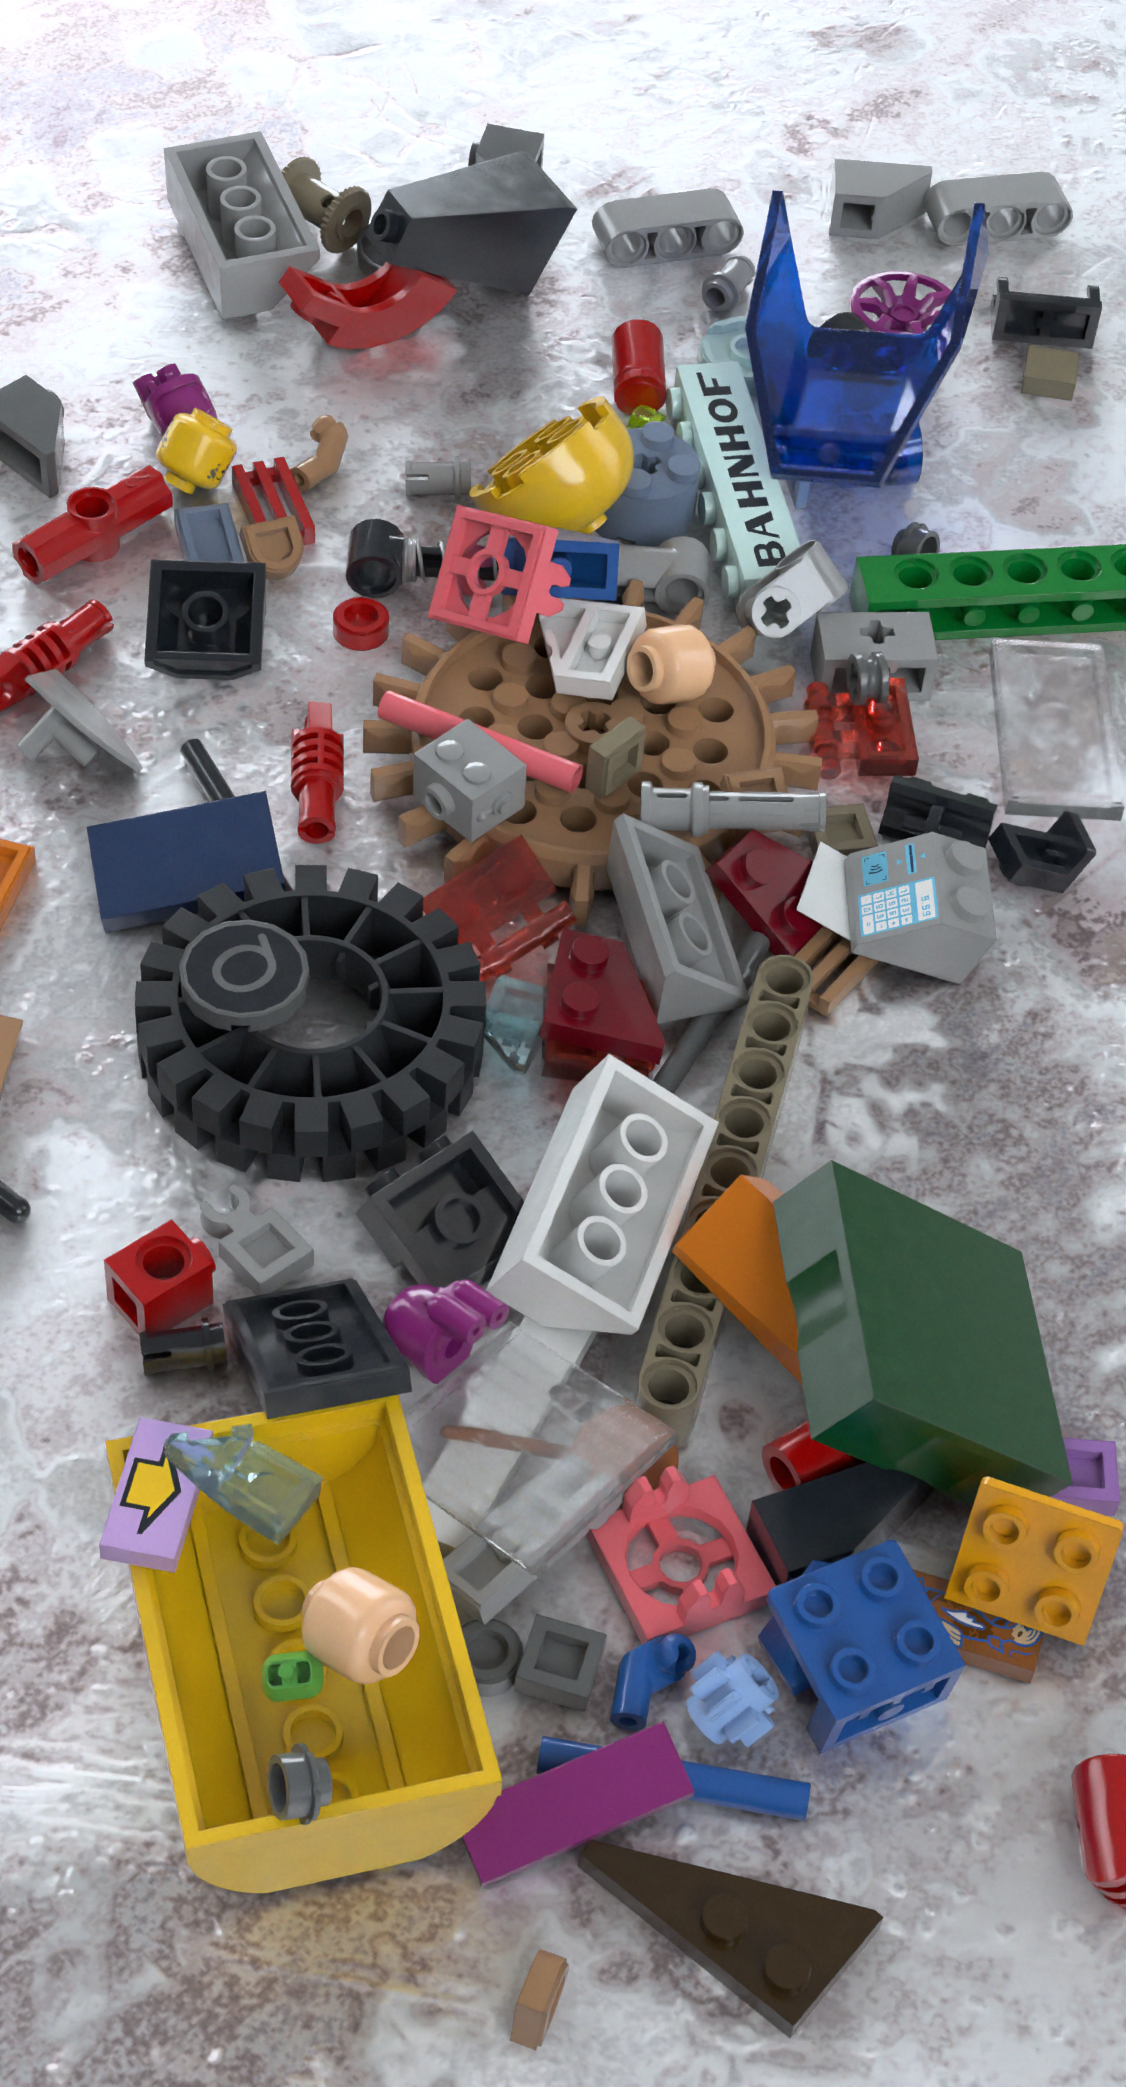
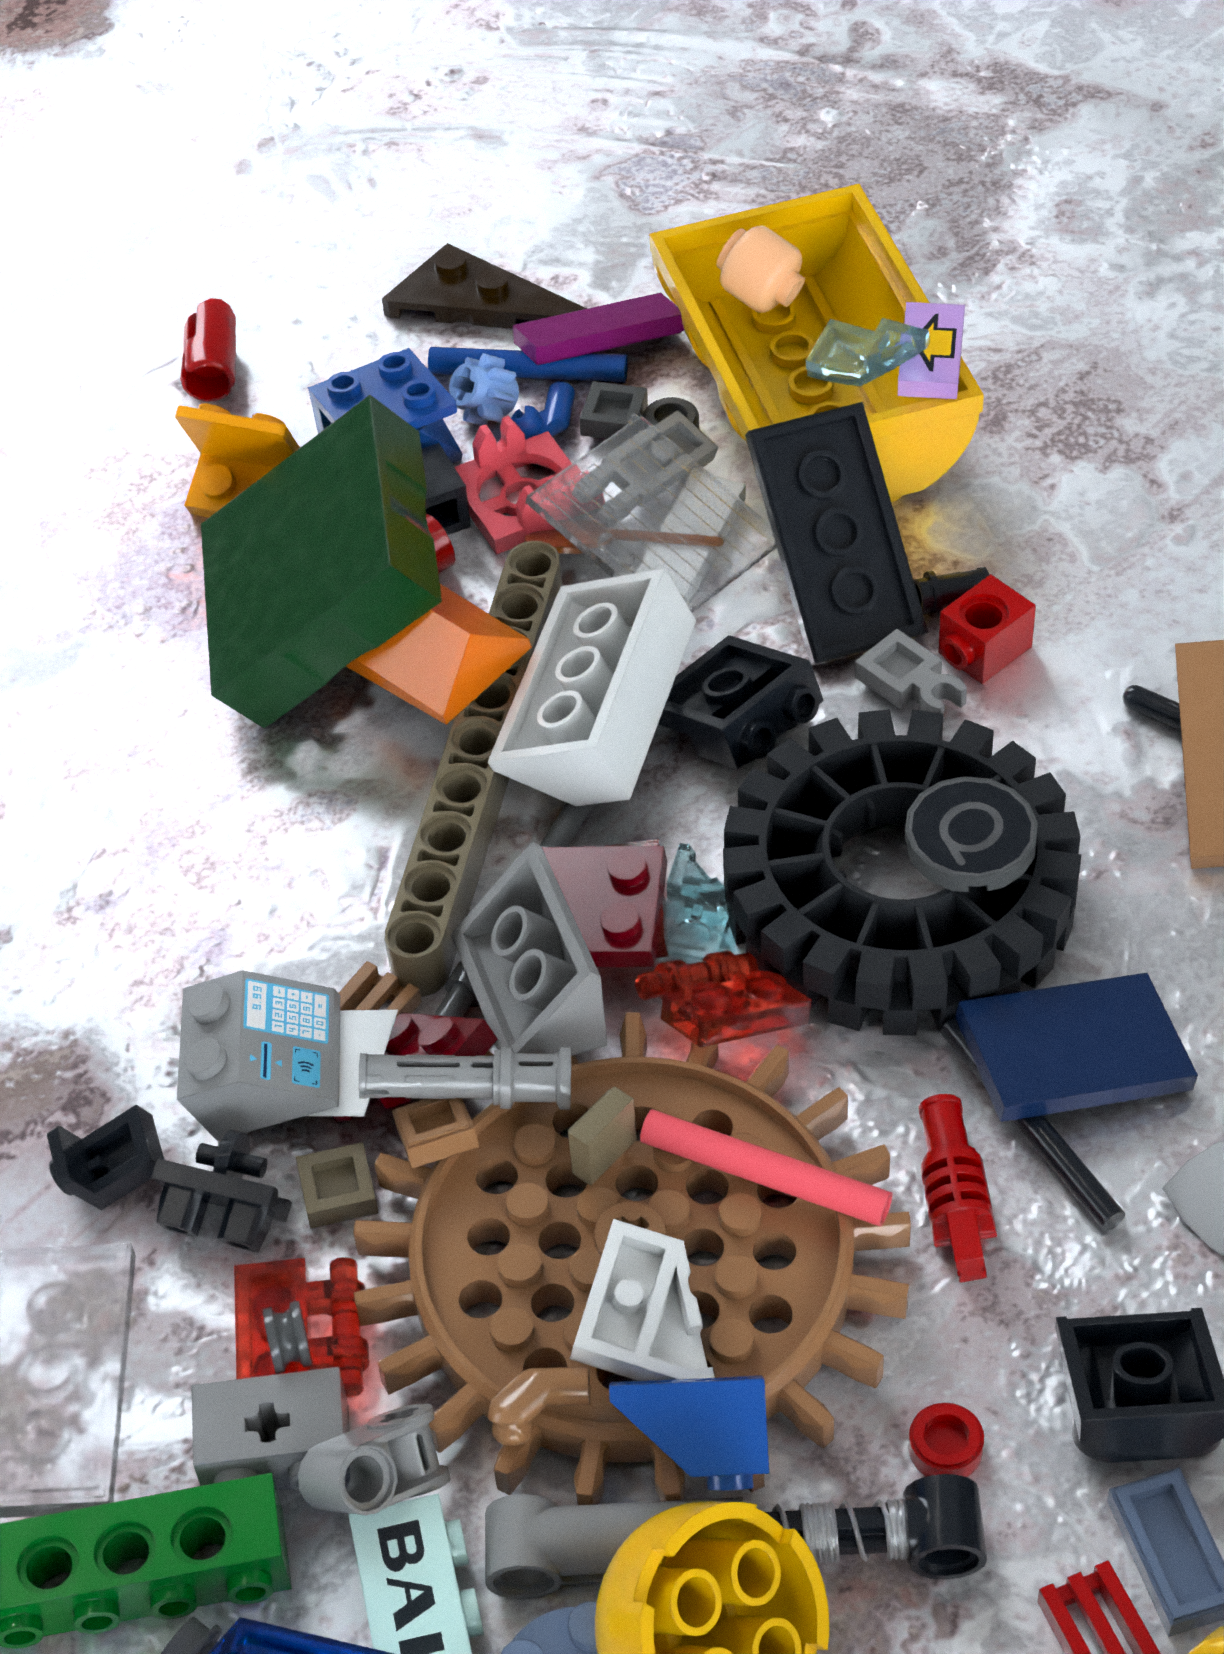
camera: 175 degrees left, 0 degrees up
(274, 543) = (1088, 1539): medium nougat tile -> none
(292, 1676) = (813, 258): bright green rock -> none
(298, 1784) = (788, 196): dark grey plate -> none
(441, 1324) = (735, 600): magenta piece -> none
(464, 558) = (771, 1357): coral piece -> none
(469, 780) = (770, 1087): light grey head -> none
(539, 1999) = (616, 236): medium nougat tile -> none
(671, 664) = (536, 1278): light nougat head -> none
(684, 607) = (529, 1394): none -> medium nougat arm
(1093, 1476) = (180, 568): medium lavender plate -> none

